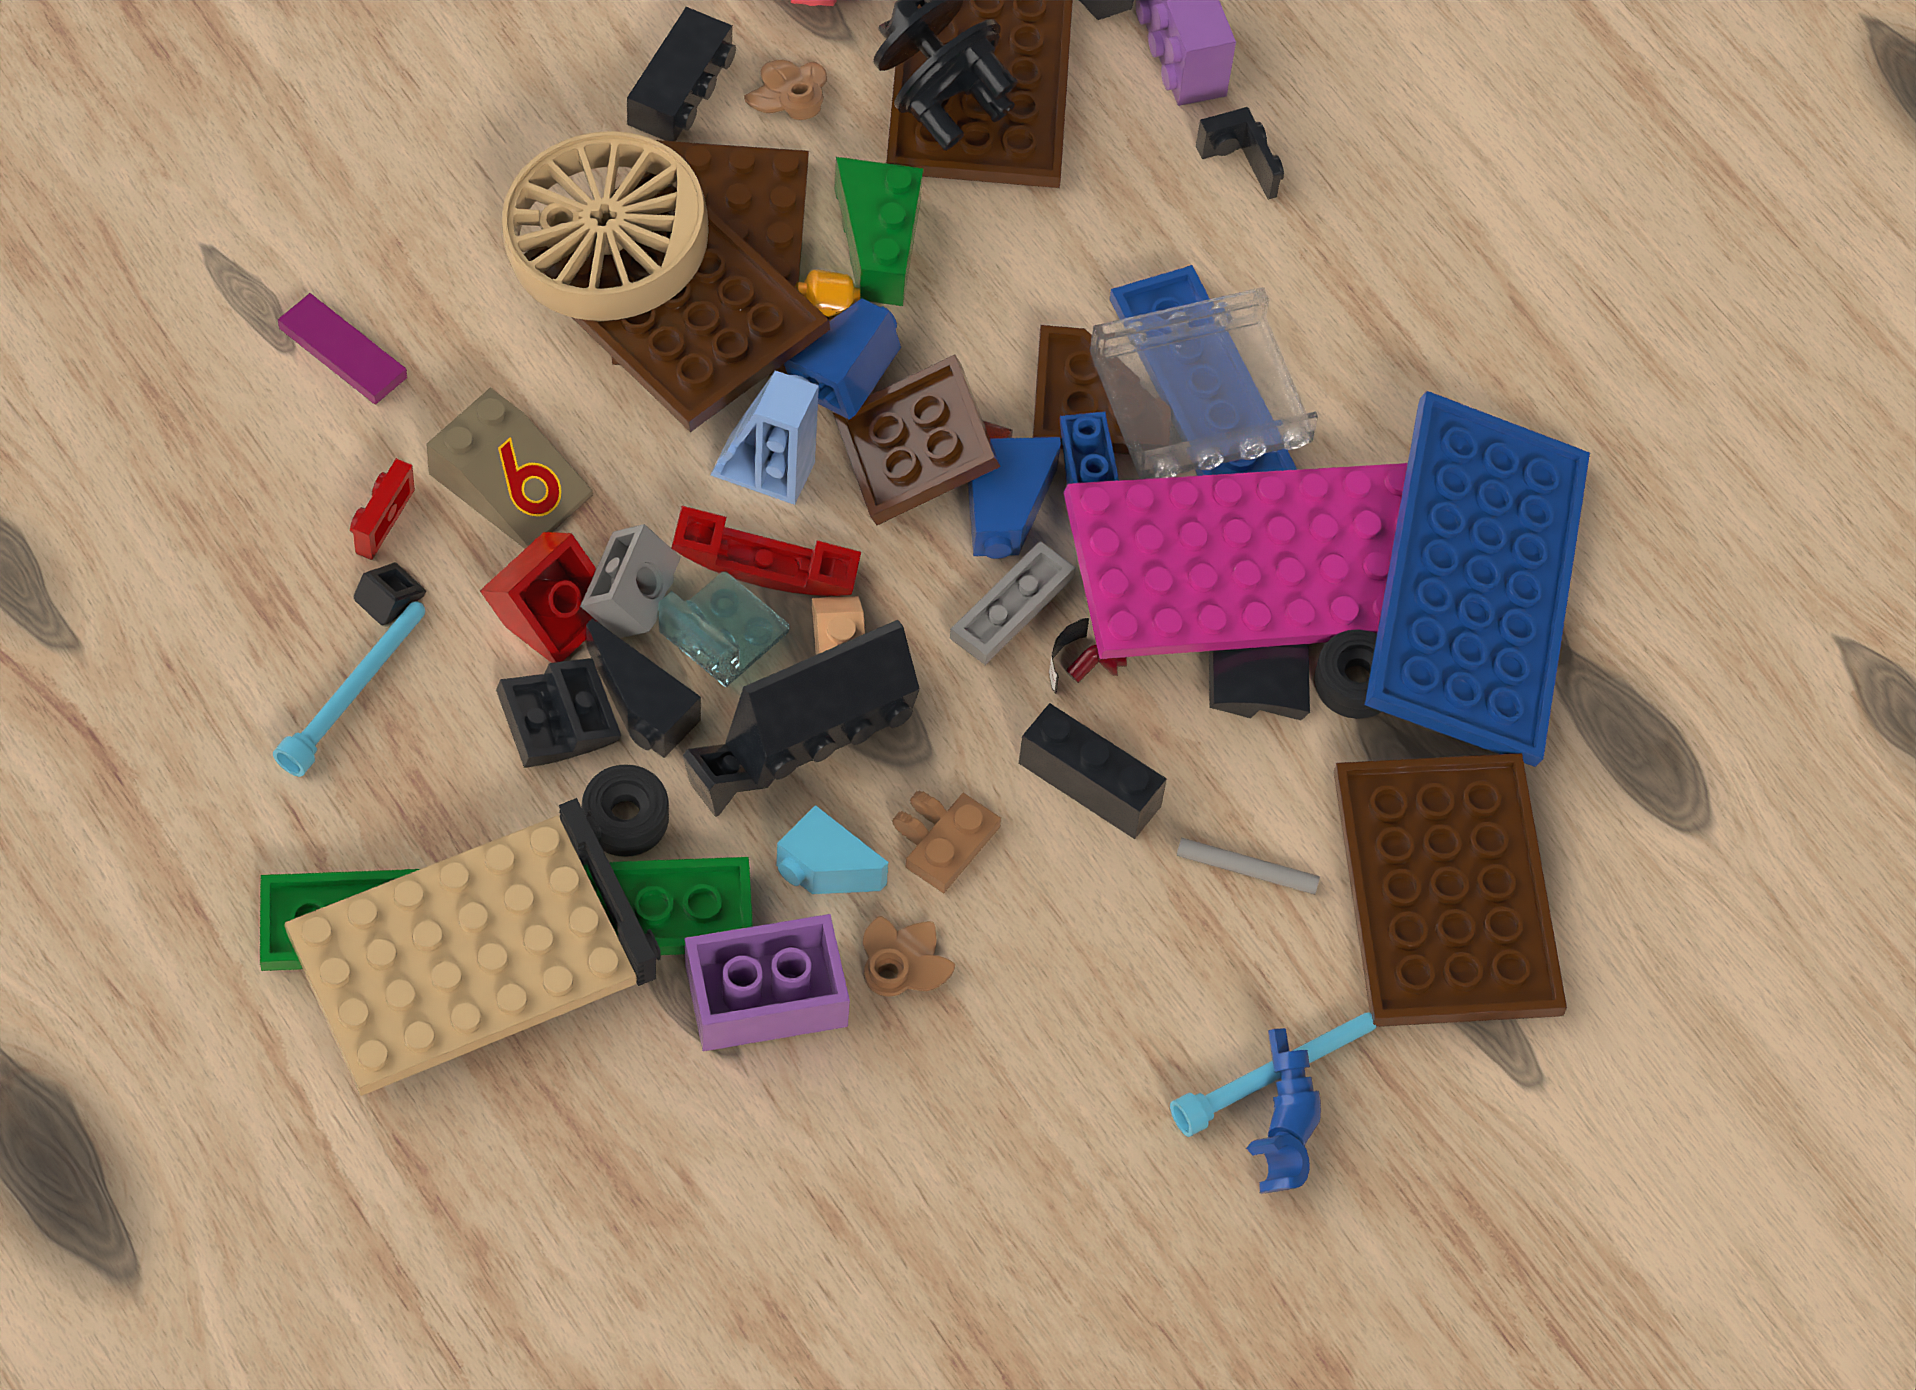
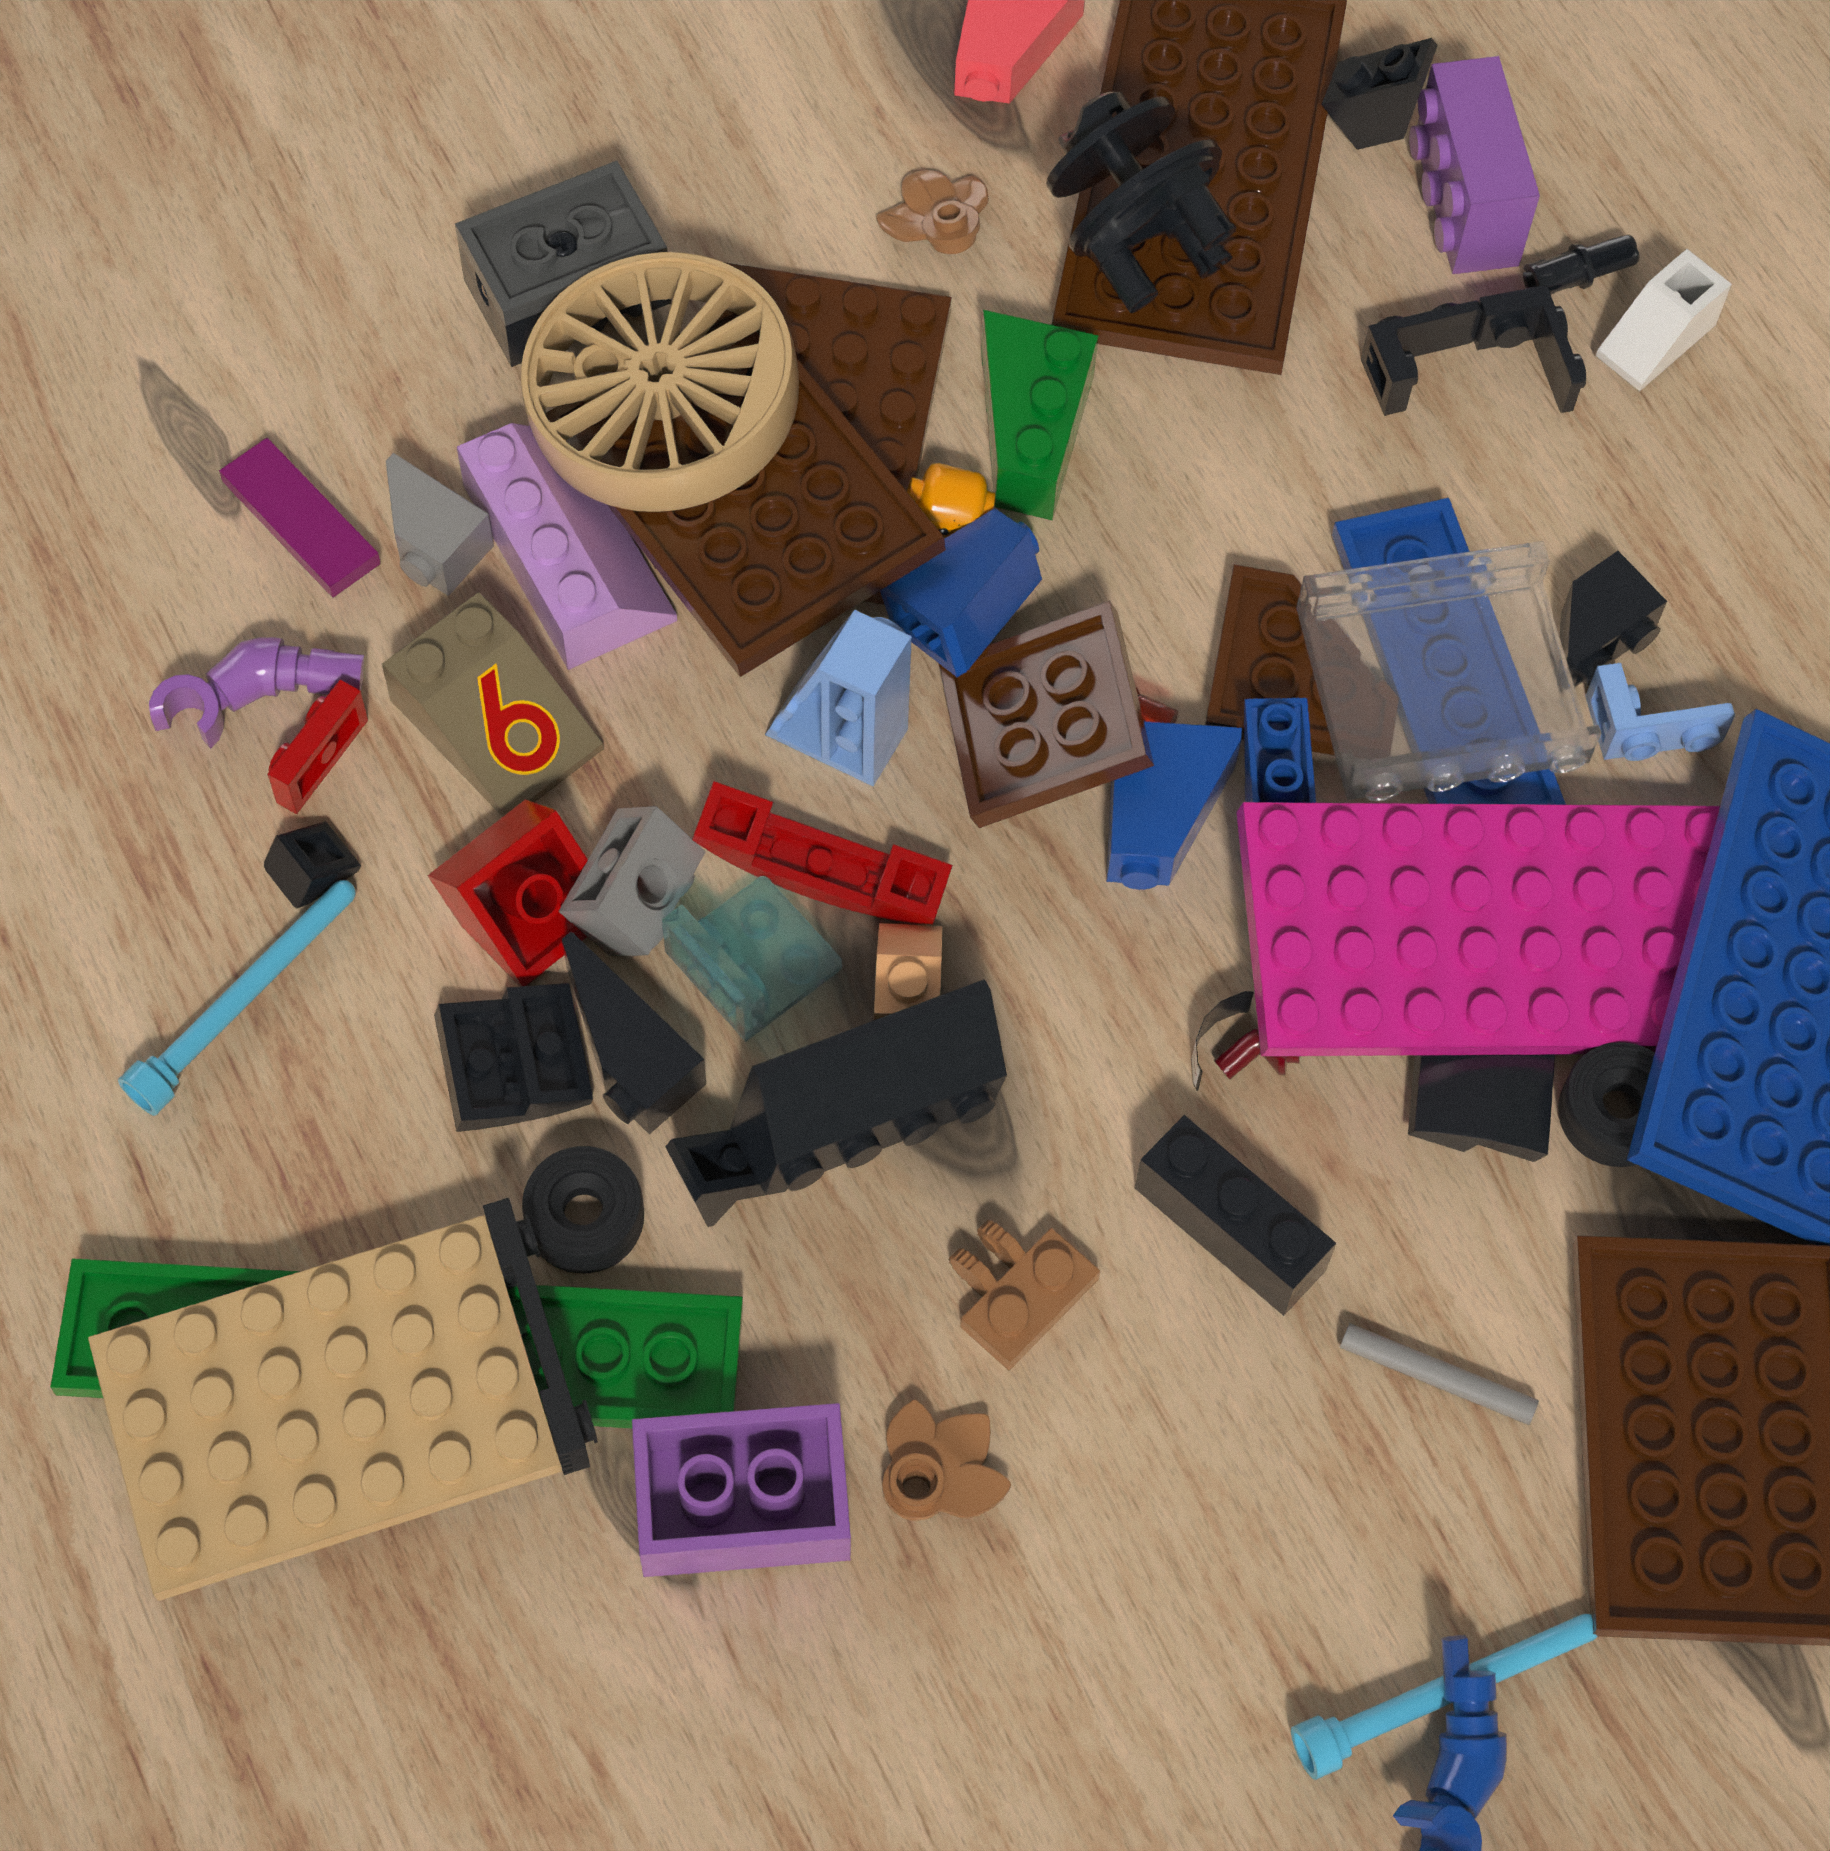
camera: 10 degrees right, 5 degrees up
(324, 461) = (248, 673): none -> medium lavender piece
(446, 346) = (434, 528): none -> light grey slope
(497, 138) = (544, 242): none -> dark grey piece
(541, 353) = (562, 548): none -> lavender slope
(680, 75) = (794, 181): black brick -> none
(829, 858) = (851, 1307): medium azure slope -> none
(1012, 602) = (1151, 956): light grey plate -> none
(1142, 156) = (1397, 340): none -> black bracket
(1273, 91) = (1582, 264): none -> black axle
(1315, 339) = (1608, 615): none -> black slope
(1337, 125) = (1665, 320): none -> white slope
(1349, 420) = (1627, 734): none -> light blue bracket

